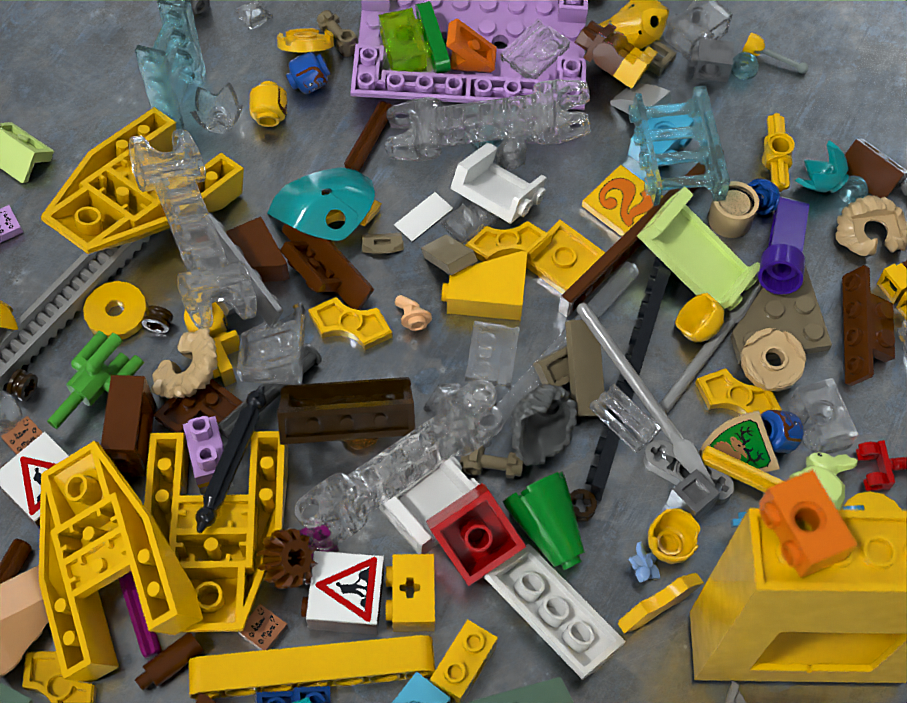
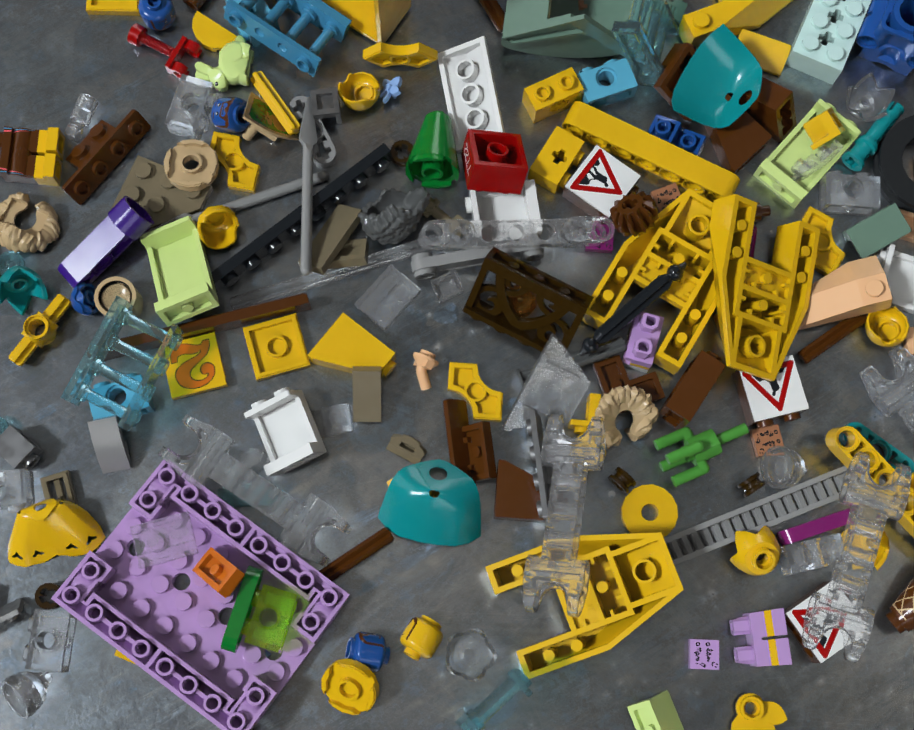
camera: 150 degrees left, 15 degrees up
(345, 38) = (312, 669): dark tan bar -> none
(423, 216) = (358, 454): white sticker -> none
(495, 243) = (300, 375): yellow tile -> none
(614, 53) = (98, 493): reddish brown hips -> none
(615, 393) = (330, 156): clear tile -> none

